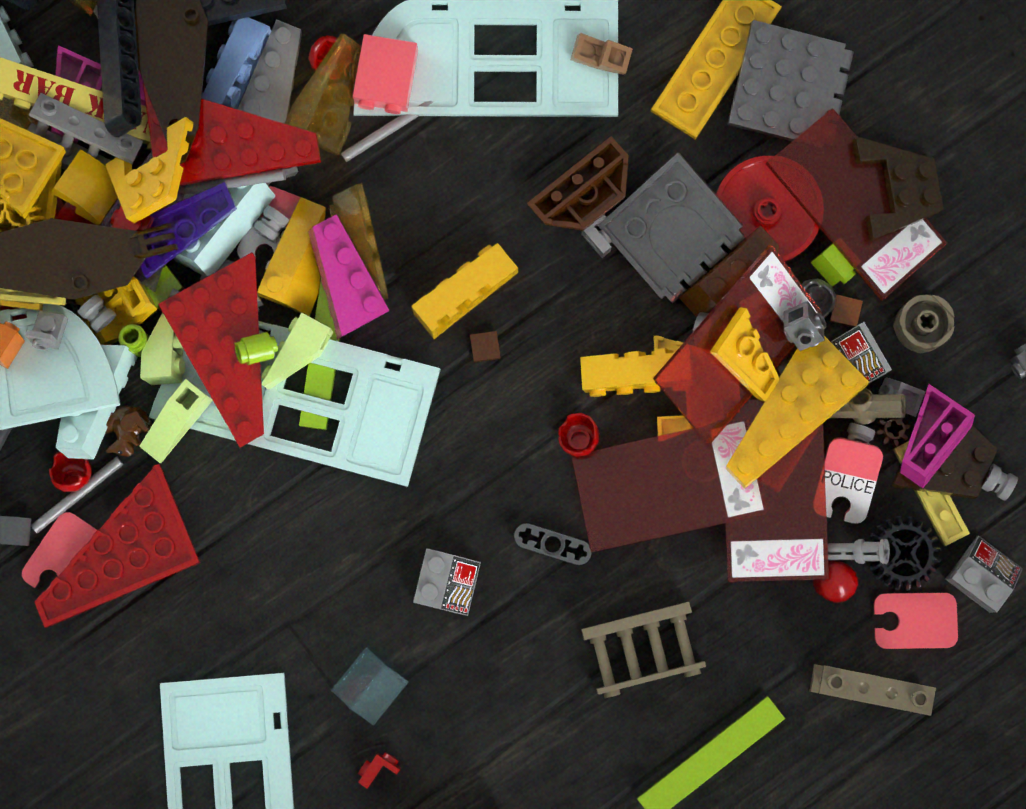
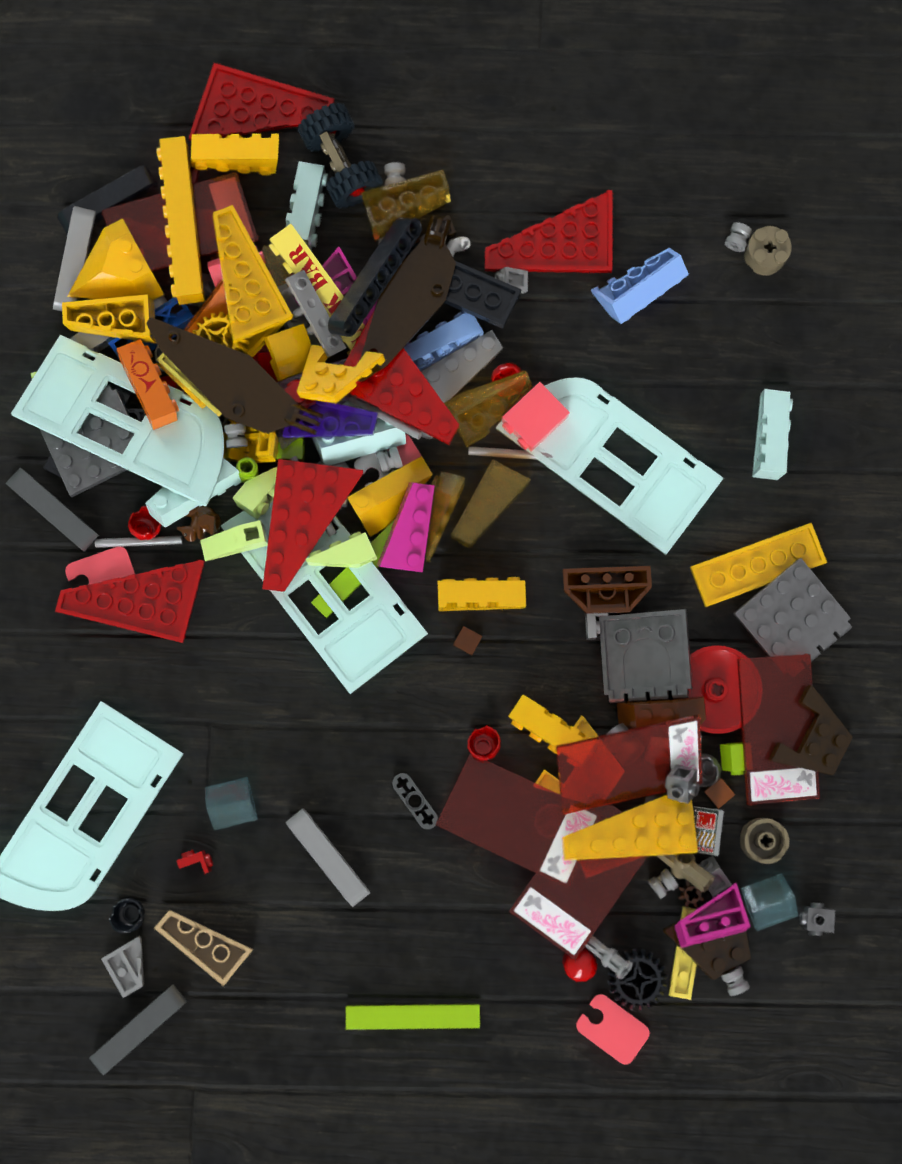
camera: 35 degrees right, 0 degrees up
(47, 330) = (196, 424): light grey bracket -> none
(256, 348) = (318, 534): lime brick -> none
(402, 185) = (491, 498): none -> clear yellow wedge
(447, 582) = (328, 774): slope -> none
(507, 665) = (327, 857): none -> light grey beam
(600, 54) = (684, 507): medium nougat slope -> none
(650, 622) = (419, 890): dark tan fence -> none
(744, 357) = (627, 775): yellow wing -> none
(852, 474) = (643, 902): piece -> none
(872, 689) = (549, 1053): dark tan fence -> none
(975, 380) = (770, 902): none -> clear light blue slope
(985, 575) = (680, 1034): light grey slope -> none

